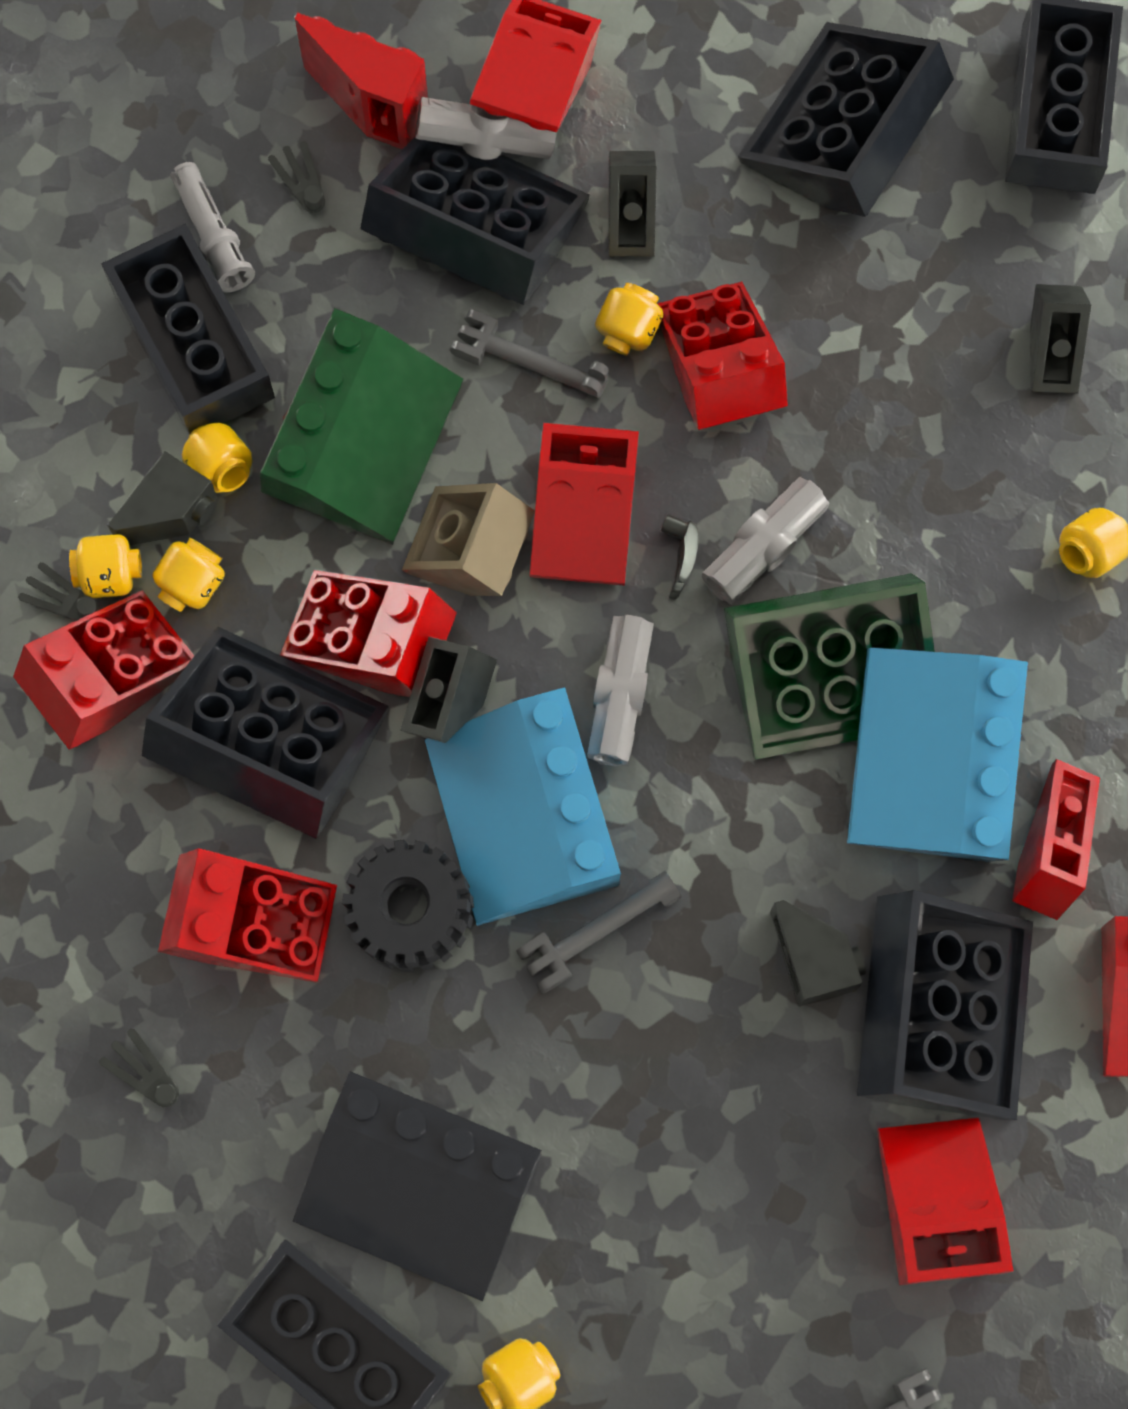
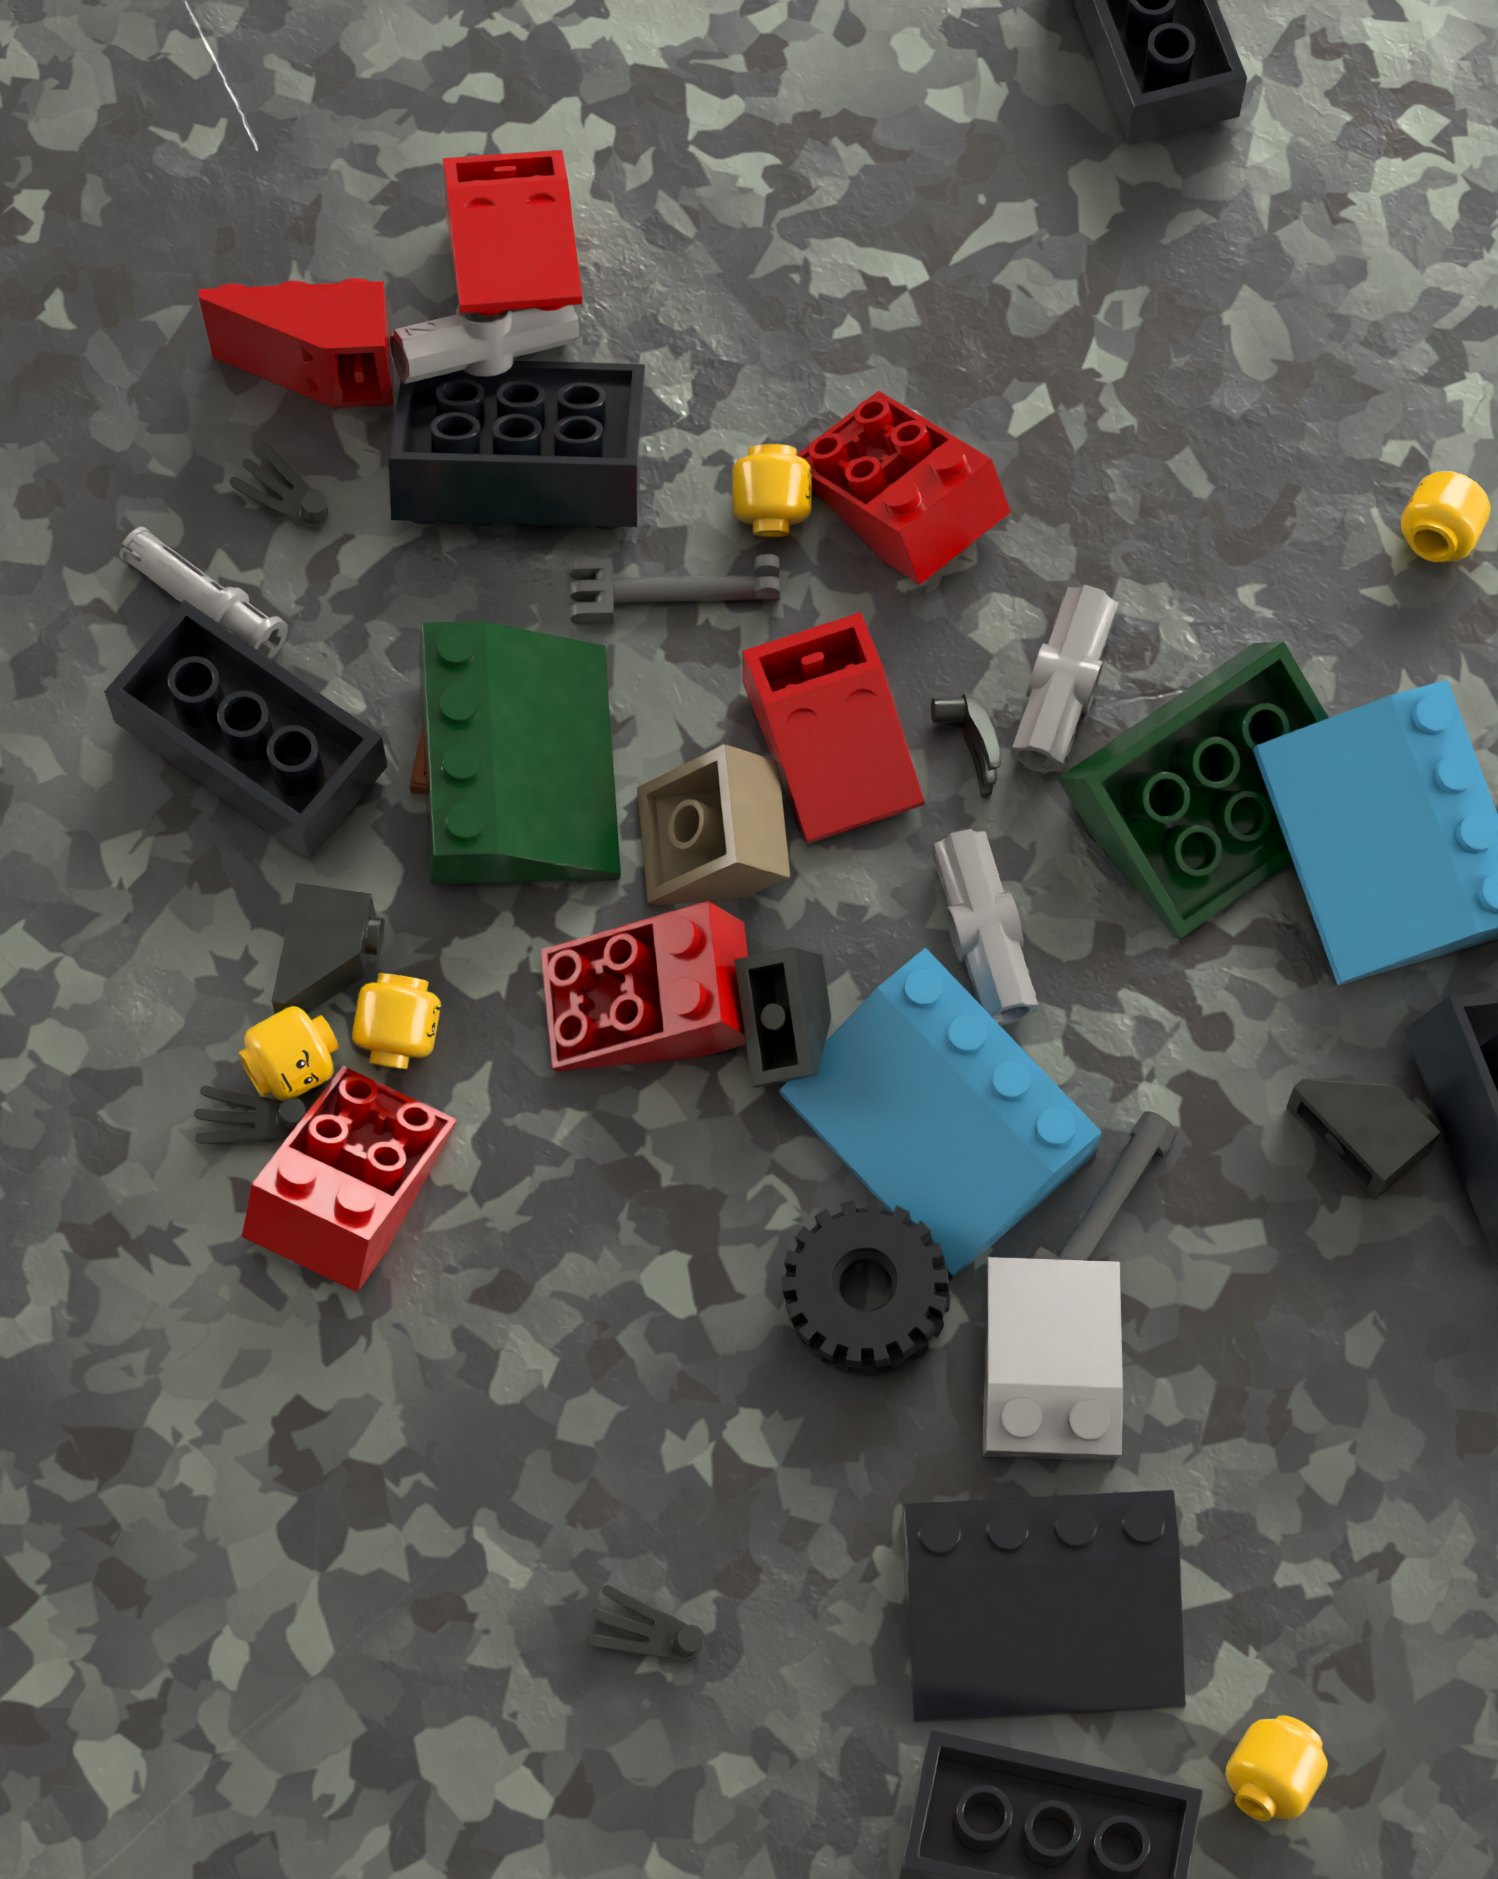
camera: 25 degrees left, 5 degrees down
(218, 455) = (359, 861): yellow head -> none
(247, 916) = (675, 1390): red slope -> none
(263, 731) = (584, 1164): black slope -> none
(509, 1016) = (1053, 1360): none -> slope
(632, 203) = (704, 351): pearl dark grey slope -> none
(849, 115) = (907, 142): black slope -> none
(1058, 337) = (1283, 299): pearl dark grey slope -> none

